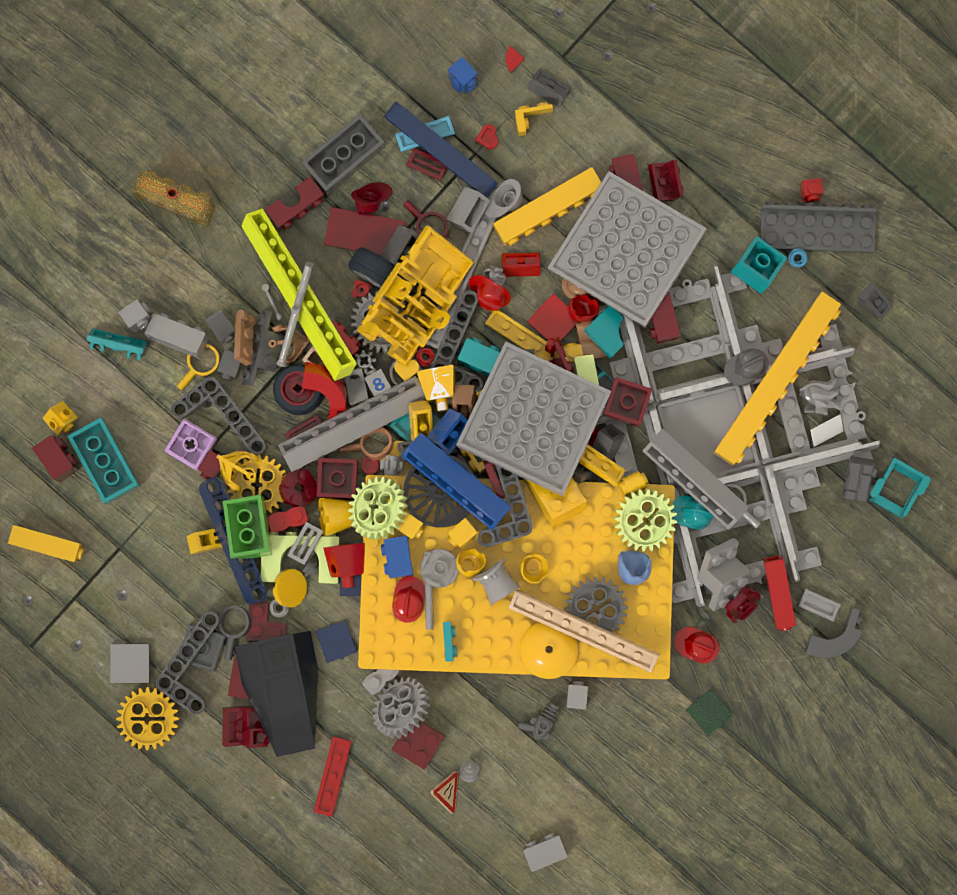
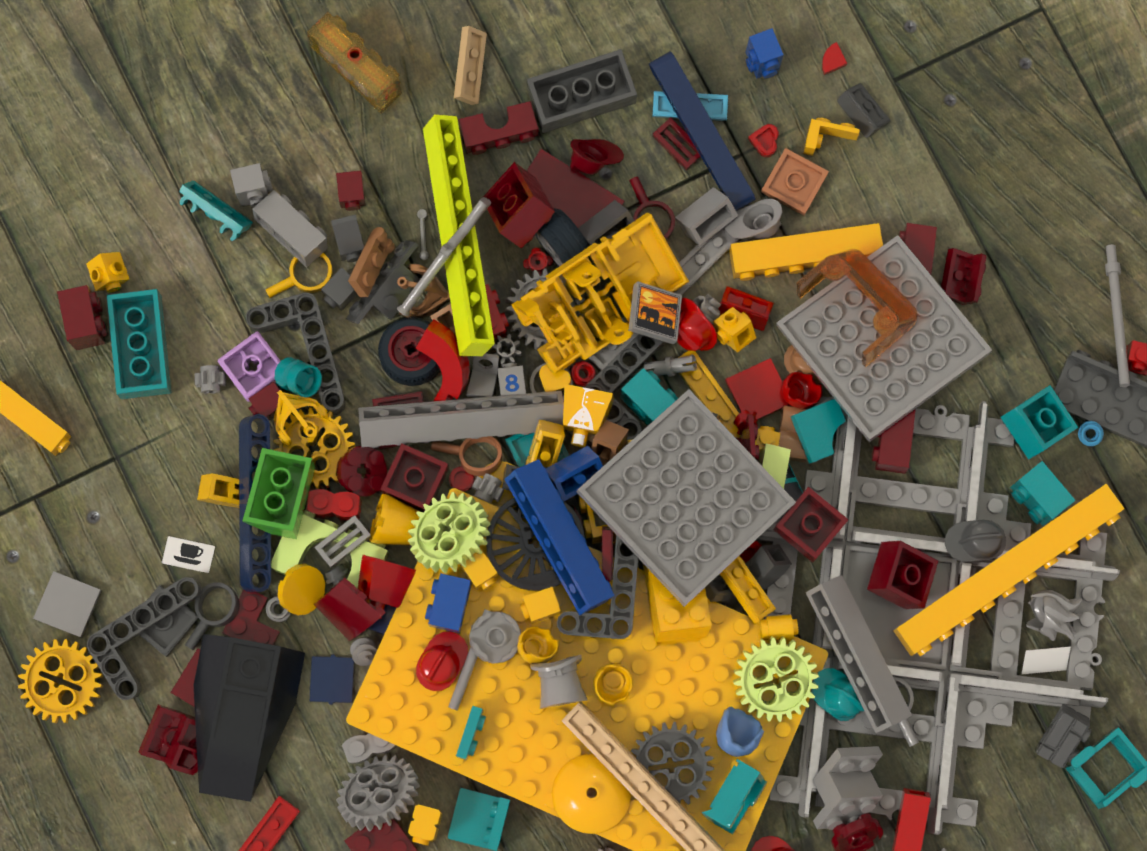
camera: 15 degrees right, 5 degrees down
(164, 465) = (210, 379): none -> light grey gear
(200, 594) = (188, 554): none -> white sticker
(208, 291) = (350, 190): none -> dark red brick
(226, 440) = (298, 377): none -> teal wheel
(256, 166) = (470, 65): none -> tan plate
(329, 589) = (348, 609): none -> dark red slope
(332, 256) = (518, 205): none -> dark red brick
(350, 613) = (363, 651): none -> light grey wheel
(442, 717) = (425, 824): none -> yellow brick
(459, 294) = (655, 312): none -> tile
(477, 697) = (478, 819): none -> teal bracket
(485, 327) = (671, 366): none -> light grey pin
(520, 159) = (794, 181): none -> nougat plate
(520, 283) = (734, 329): none -> yellow brick
(629, 227) = (895, 312): none -> clear orange windscreen
(649, 611) = (735, 796): none -> teal piece
(705, 411) = (902, 575): none -> dark red brick
(769, 135) = (1113, 271): none -> light grey bar
(780, 315) = (1041, 494): none -> teal brick

